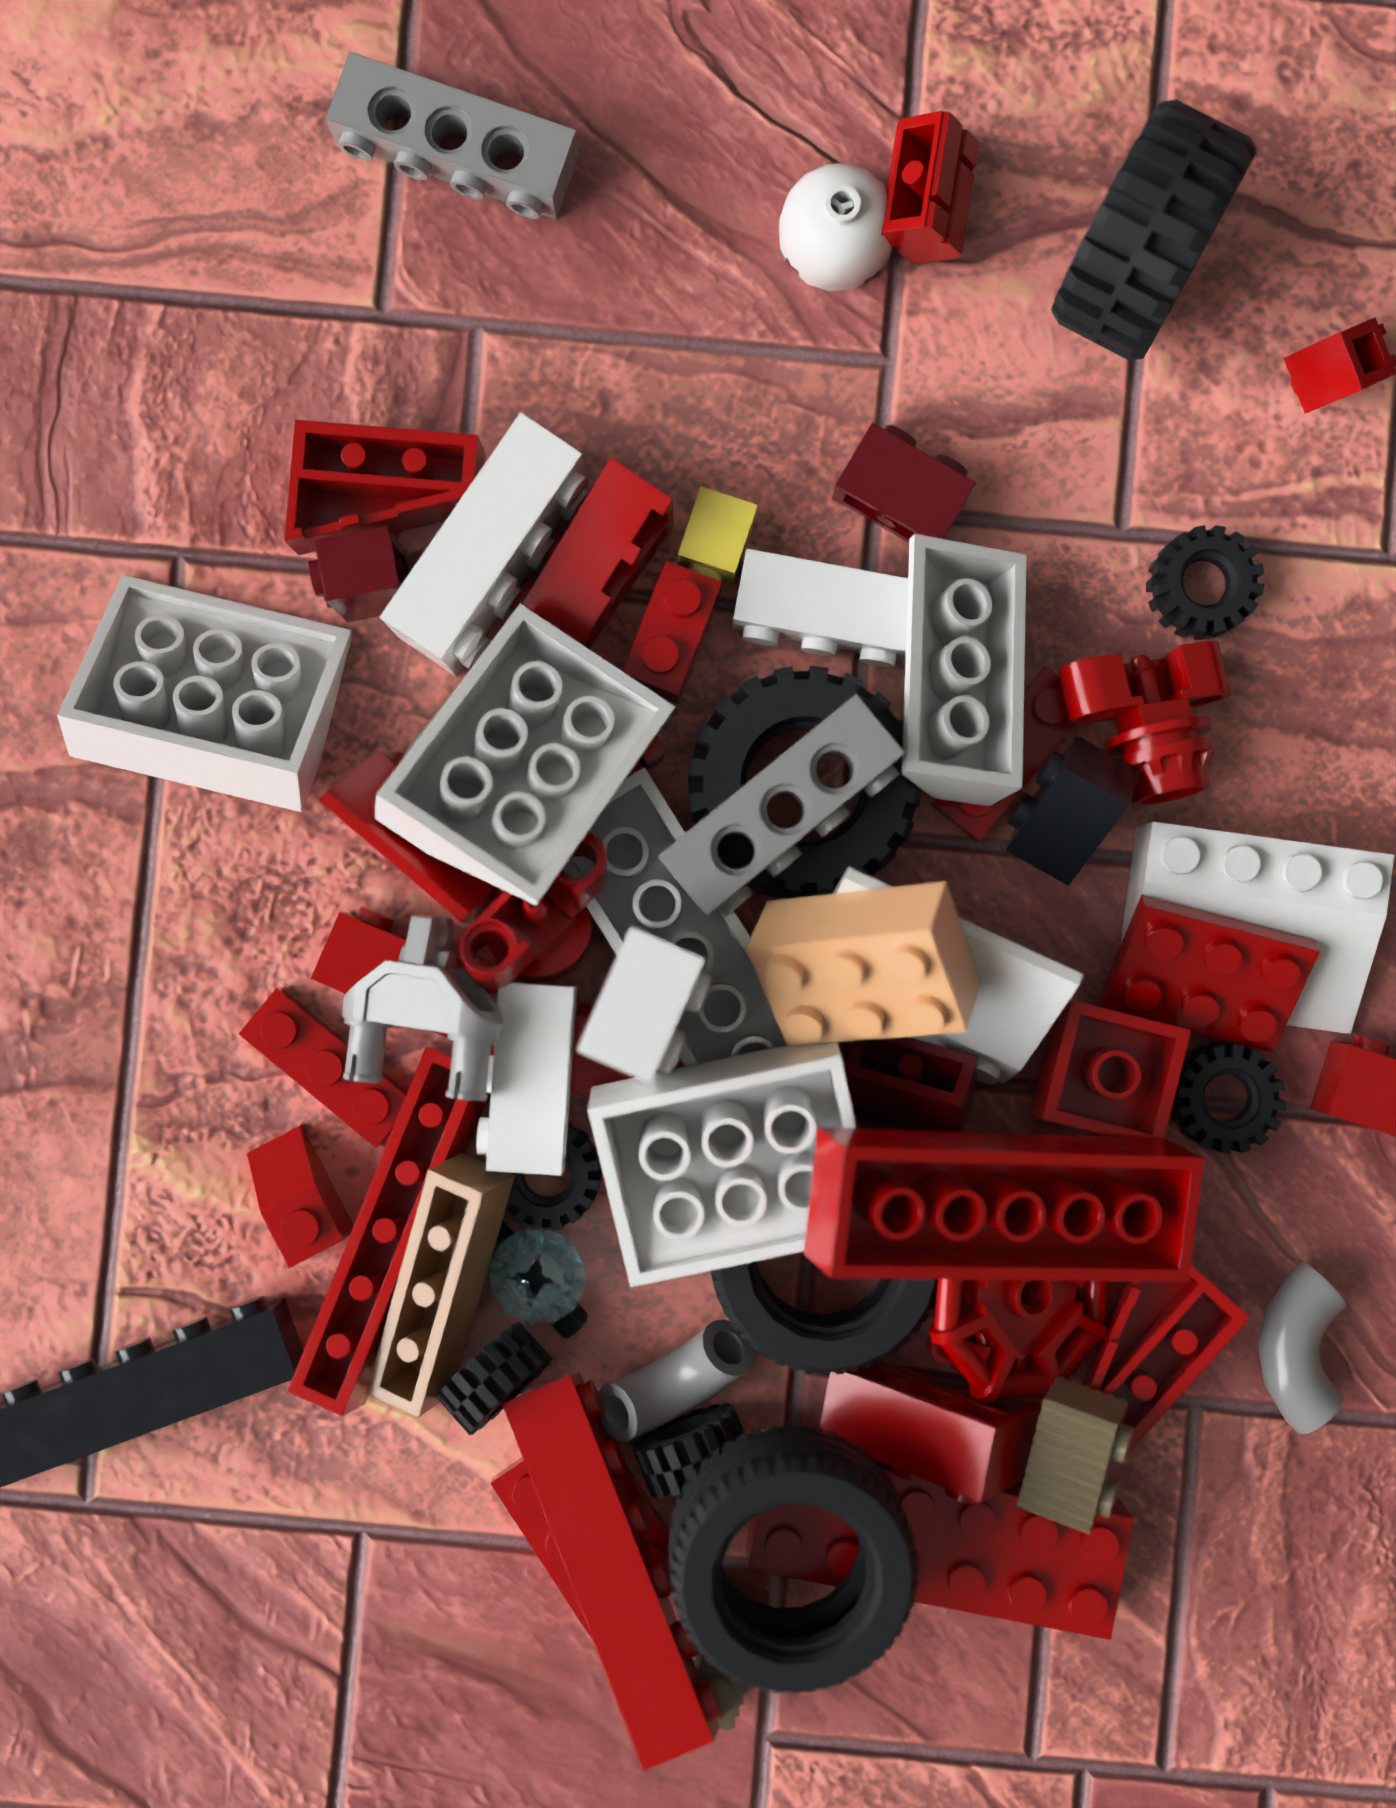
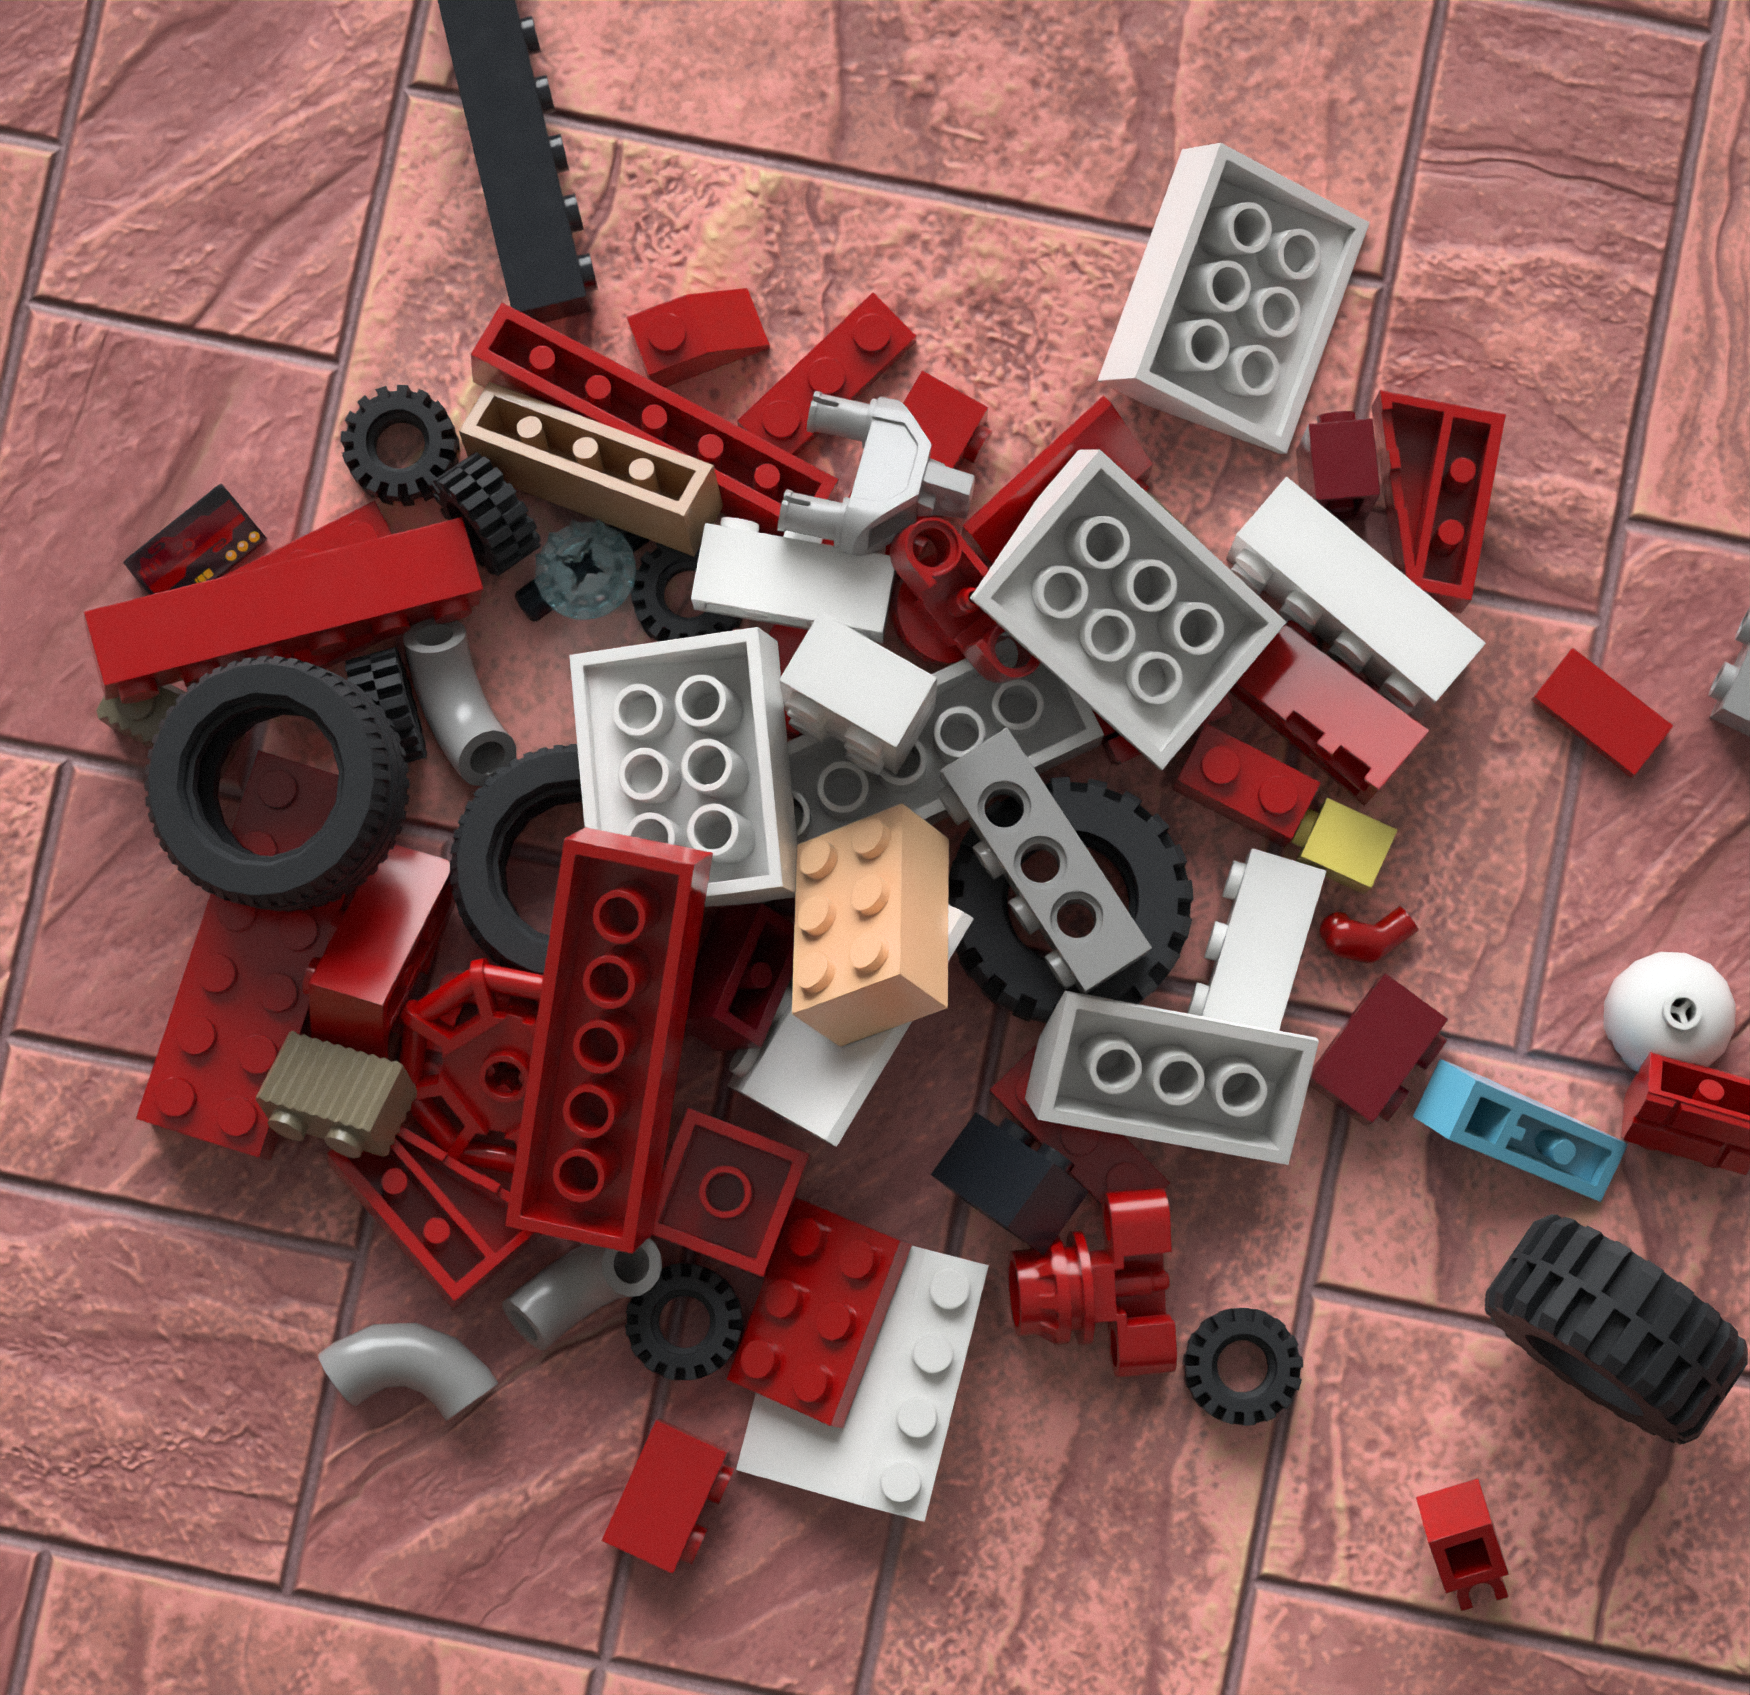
camera: 105 degrees right, 5 degrees down
(427, 1501) = (376, 416): none -> black tyre
(552, 1648) = (197, 544): none -> slope
(564, 315) = (1602, 712): none -> red tile
(802, 510) = (1365, 941): none -> red arm
(961, 355) = (1519, 1130): none -> medium azure slope
(1224, 1218) = (578, 1287): none -> light grey cylinder

